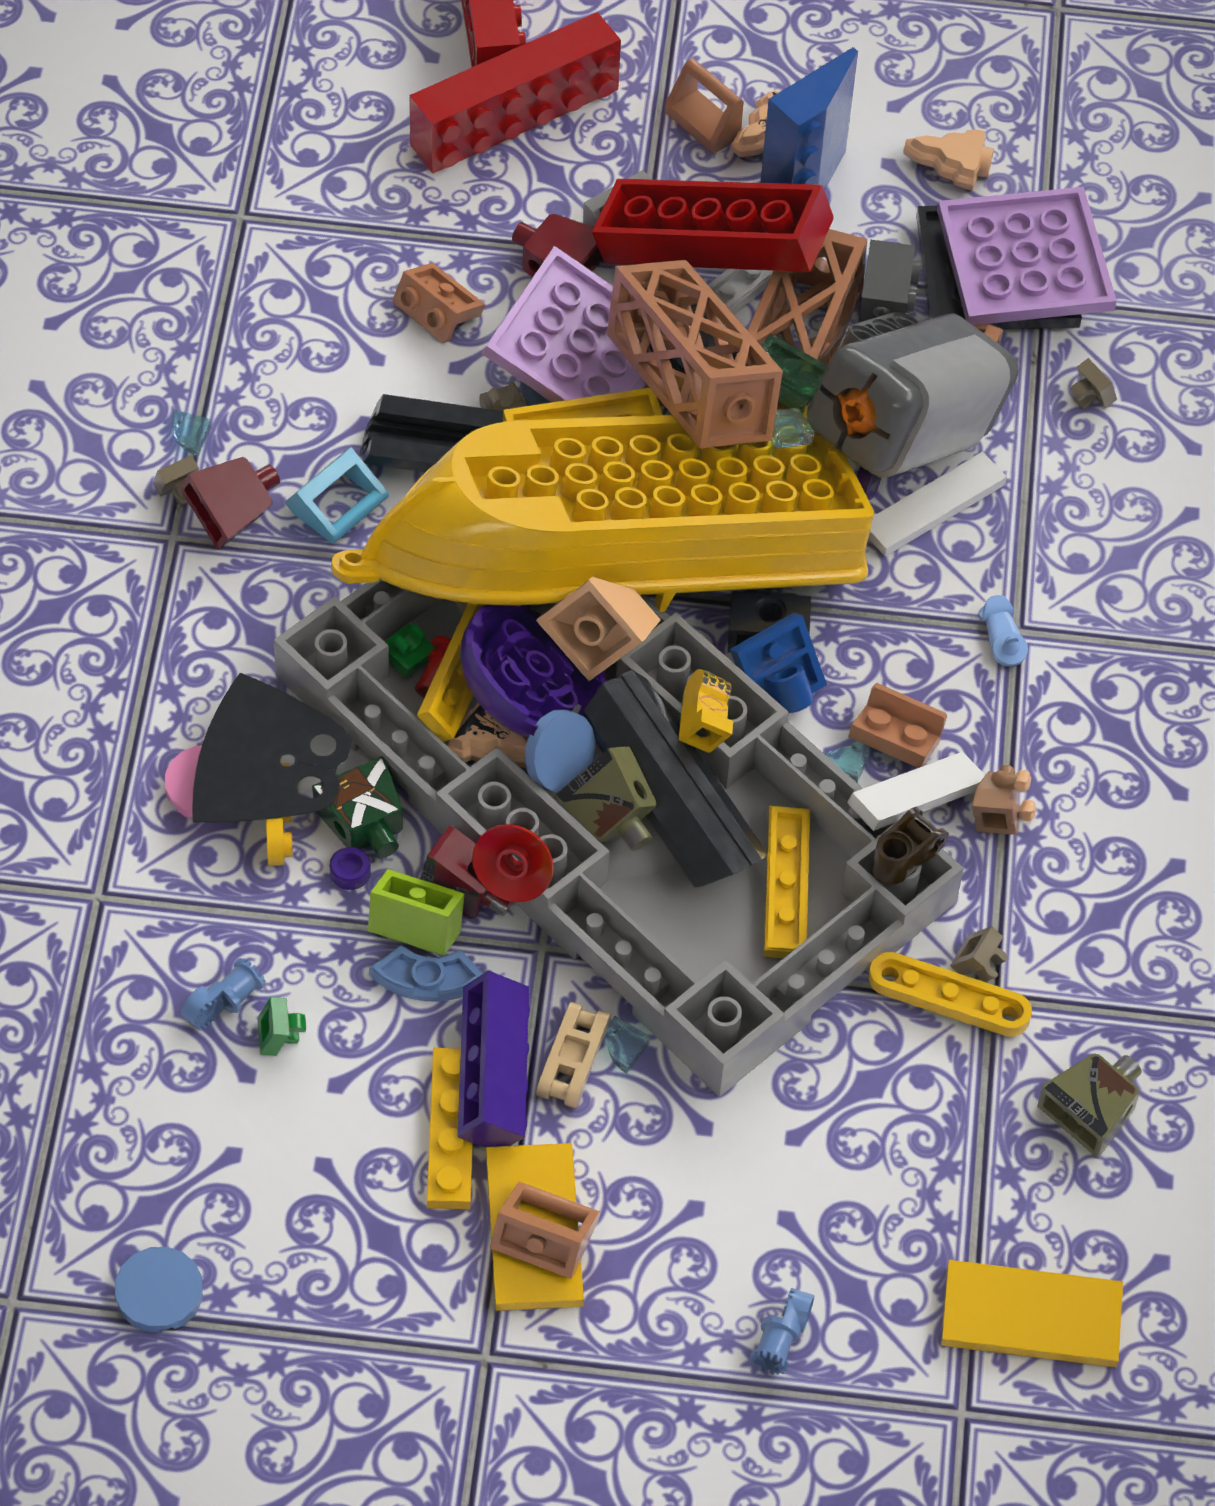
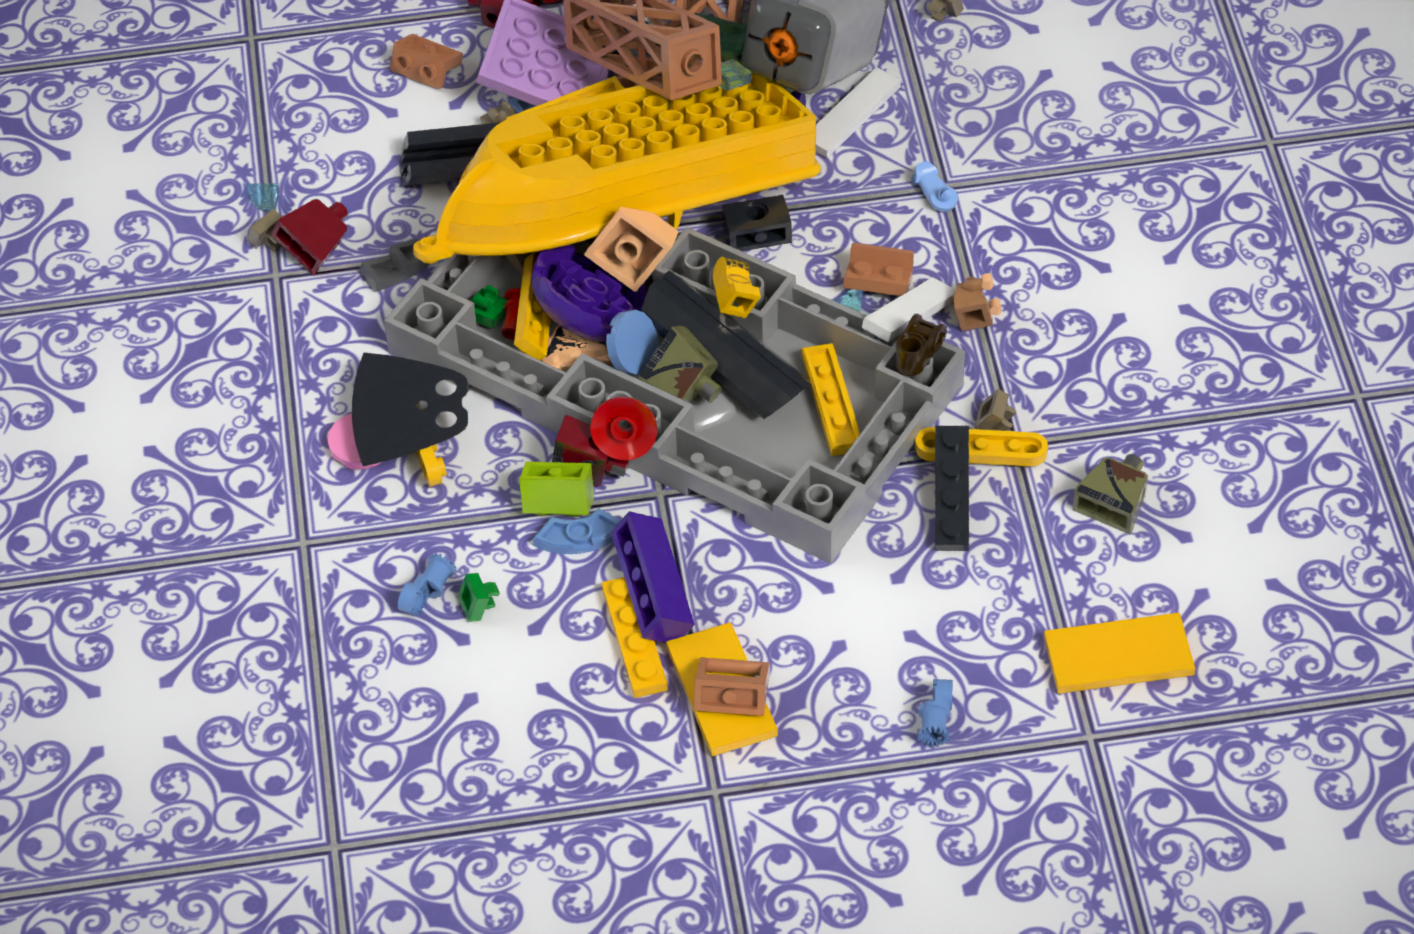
camera: 10 degrees left, 5 degrees down
(158, 1289) = (446, 807): medium blue tile -> none
(311, 566) = (393, 268): none -> dark grey slope
(350, 868) = (493, 473): dark purple tile -> none
(356, 470) = (403, 192): medium azure tile -> none
(365, 808) = (492, 427): dark green torso -> none
(573, 1054) = (710, 560): tan plate -> none
(625, 1043) = (747, 543): clear light blue tile -> none
(782, 662) = (778, 242): blue plate -> none
(895, 1040) = (951, 488): none -> black plate

